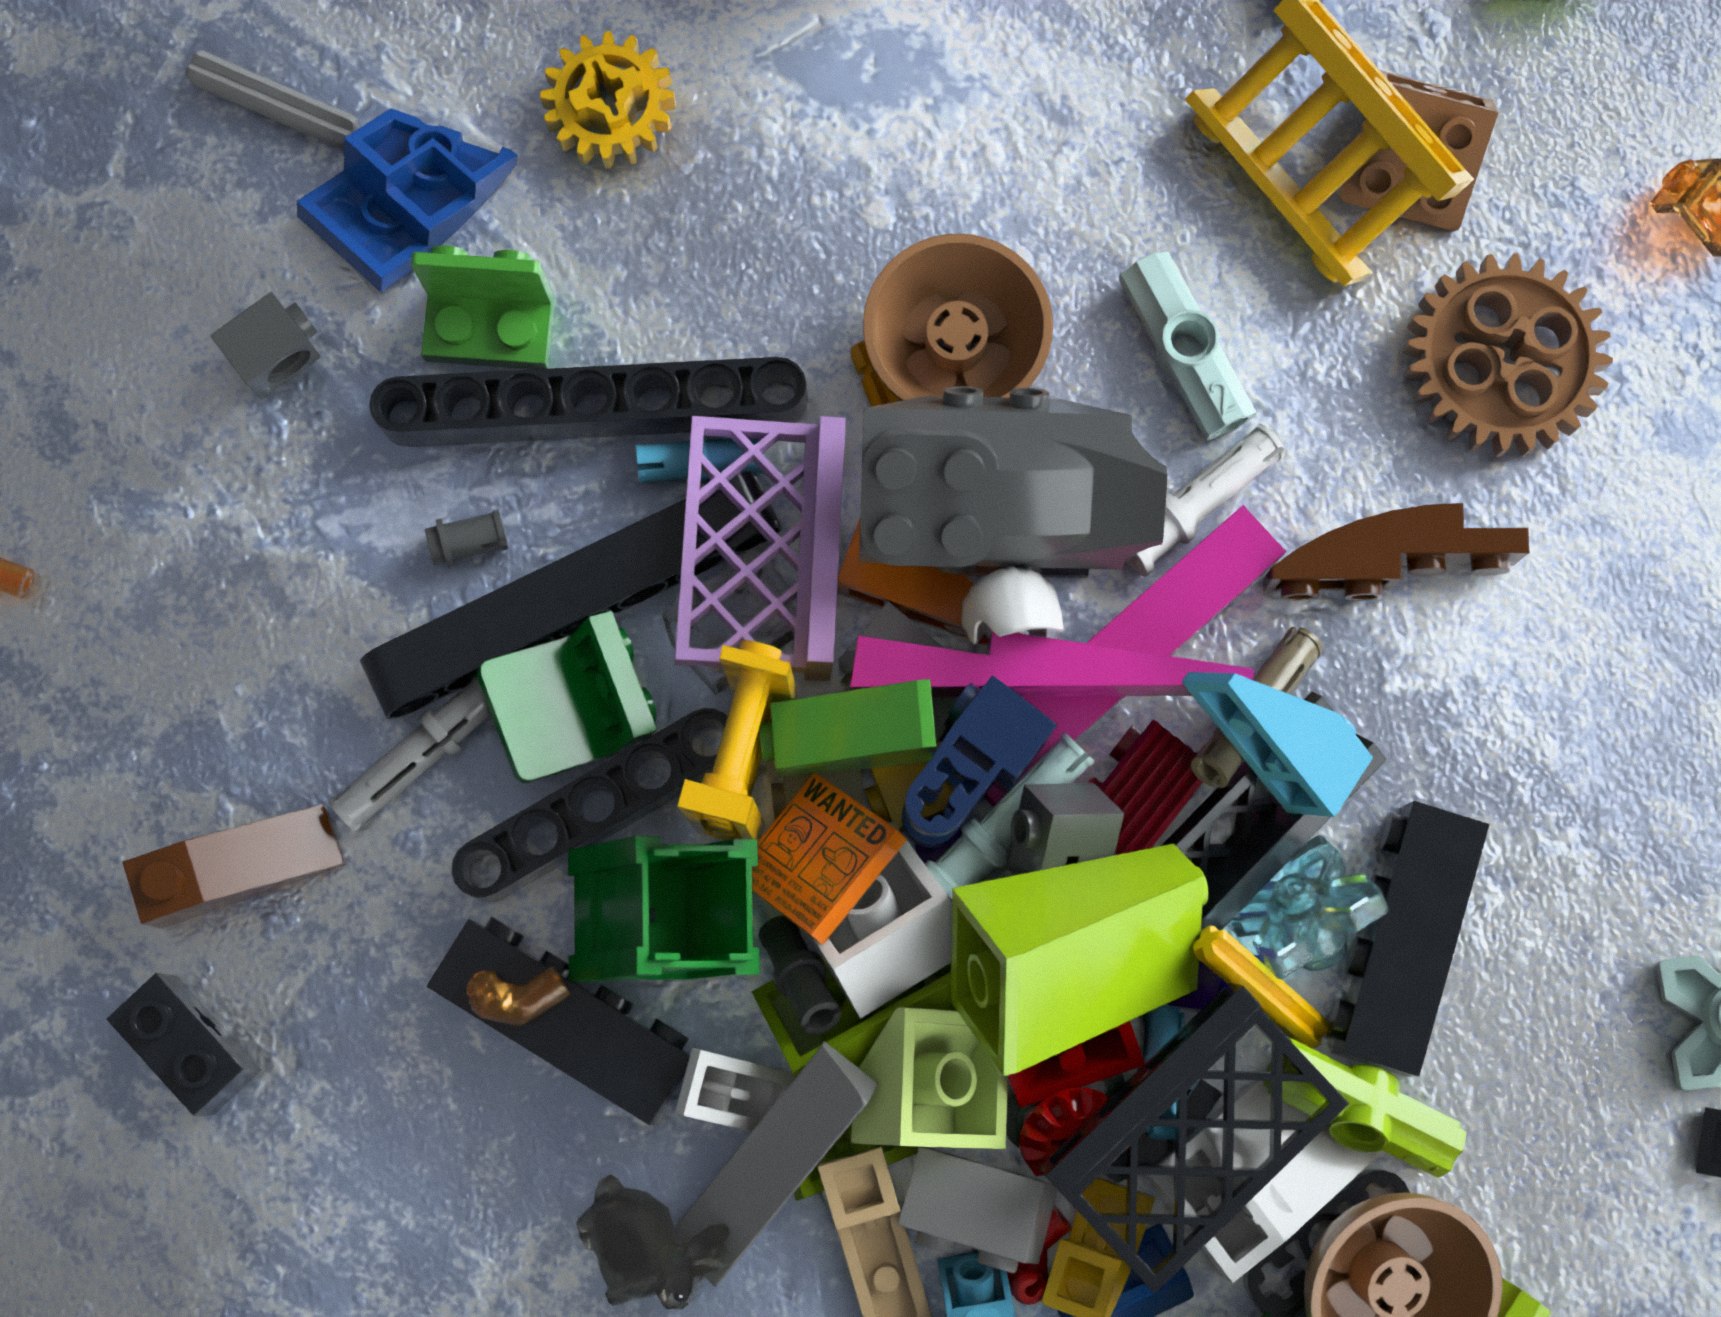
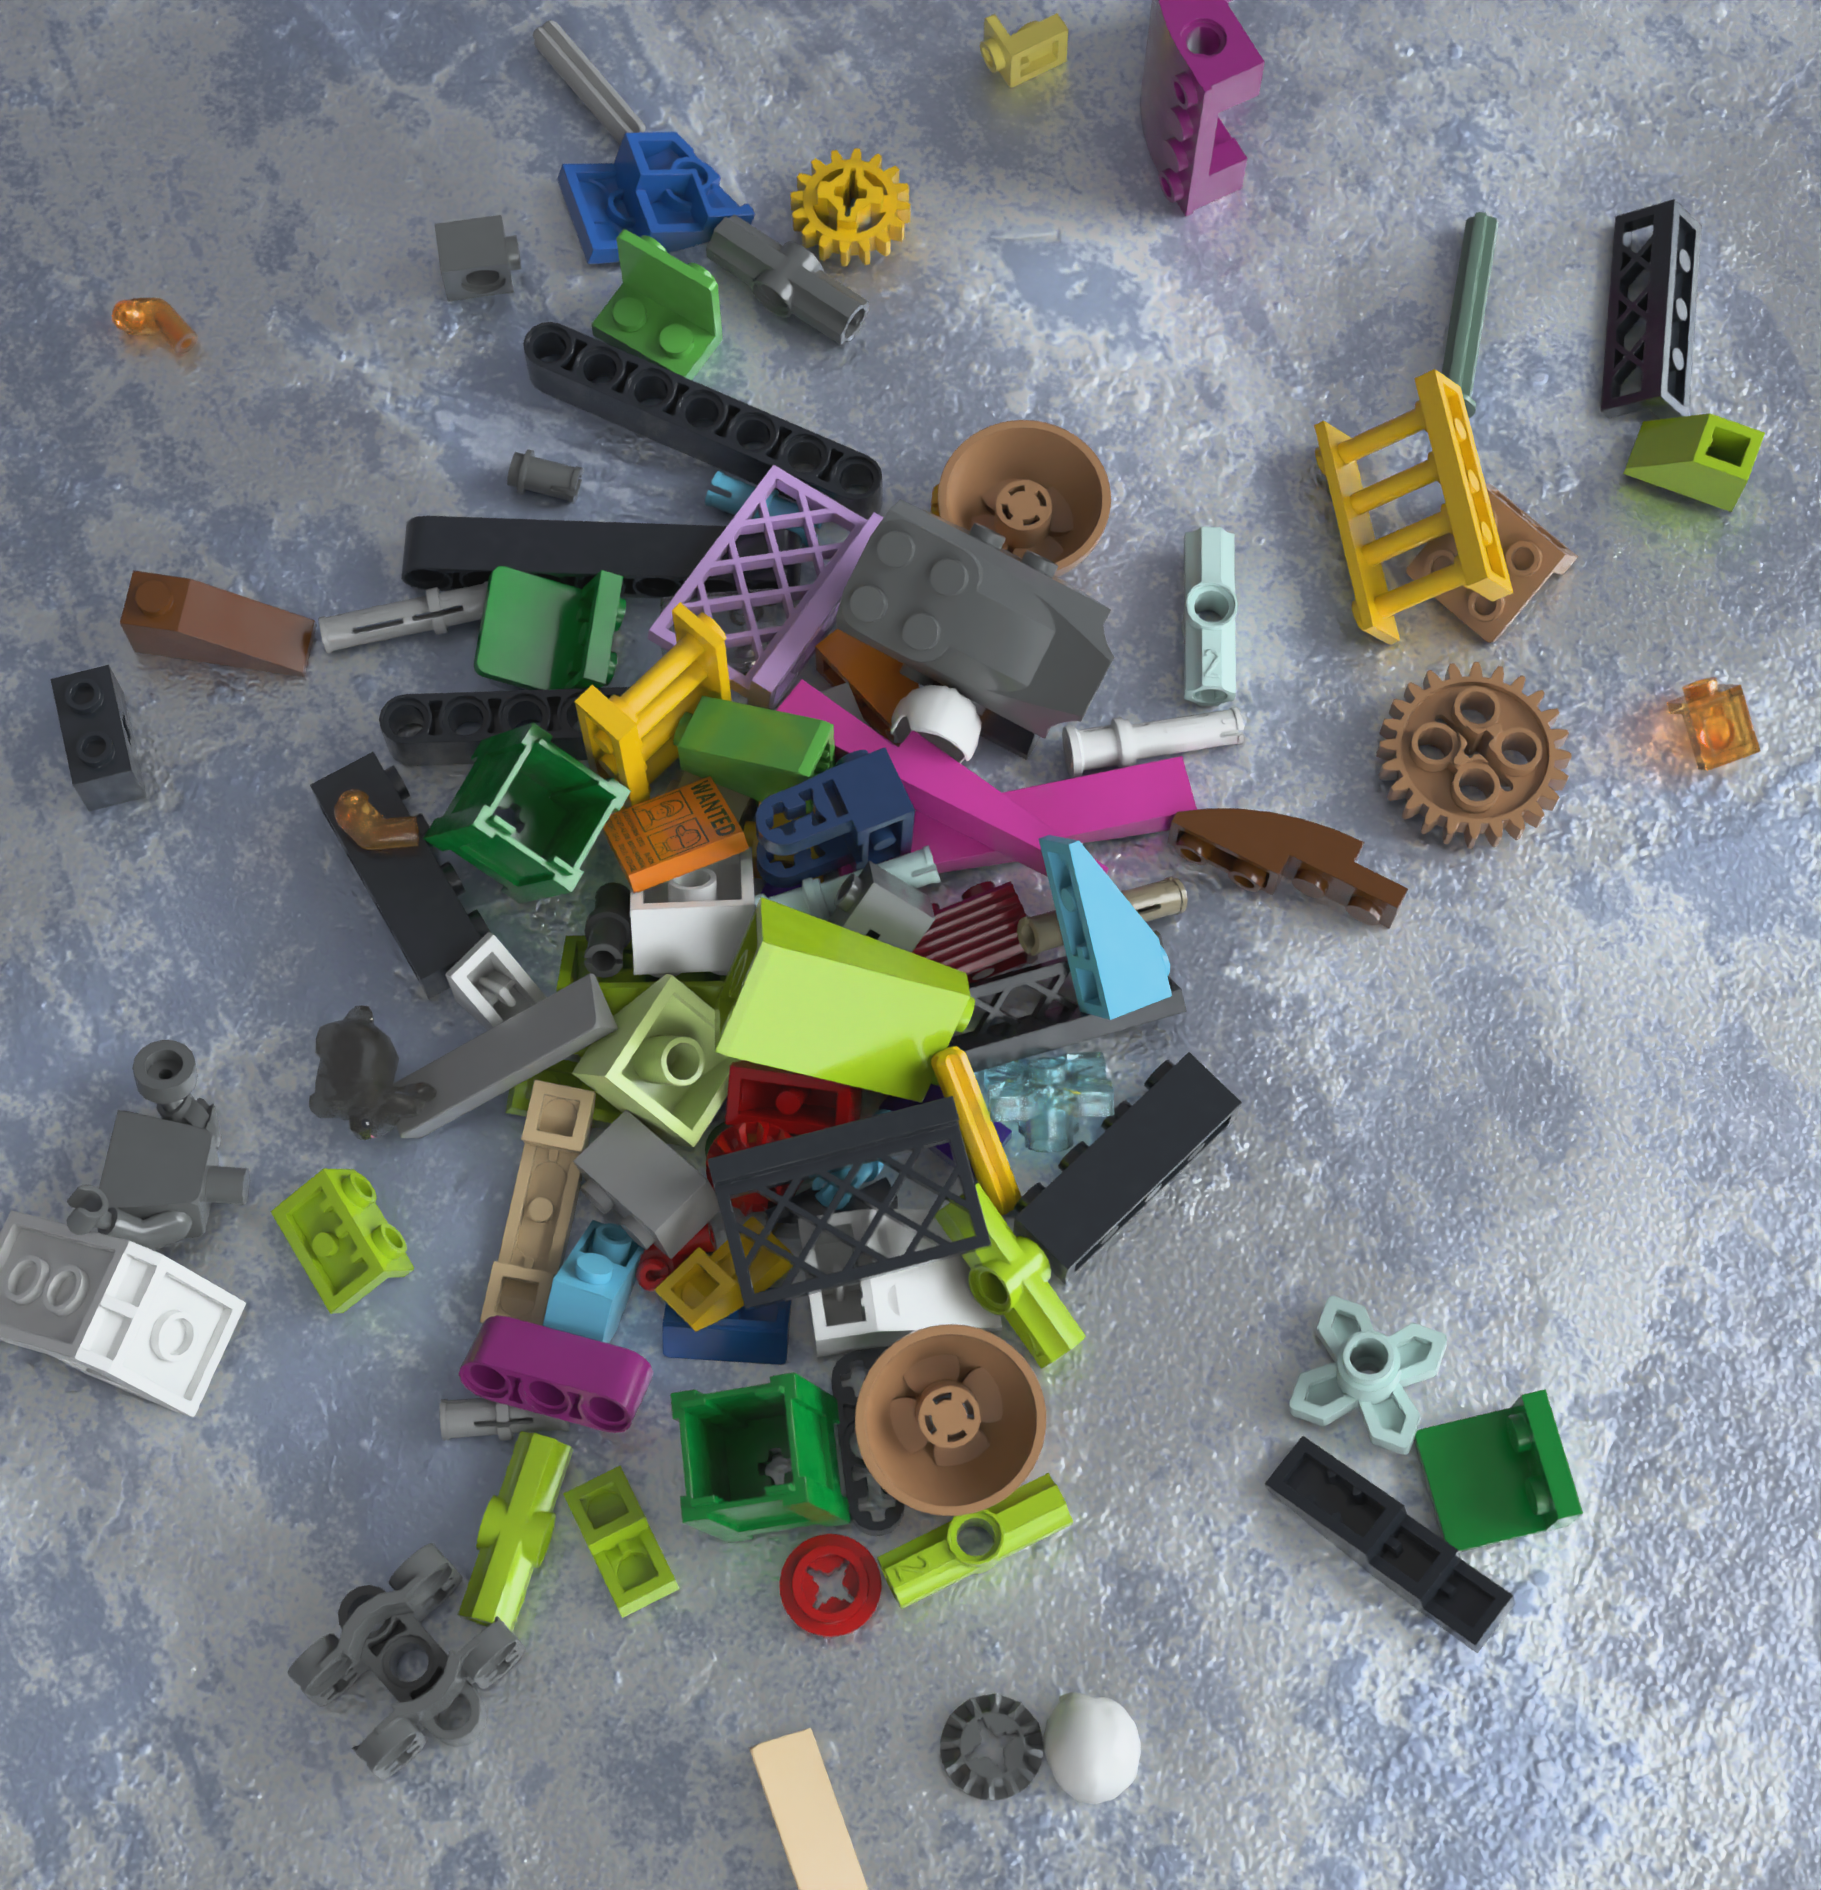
camera: 25 degrees right, 10 degrees down
(587, 207) = (787, 279): none -> dark grey piece

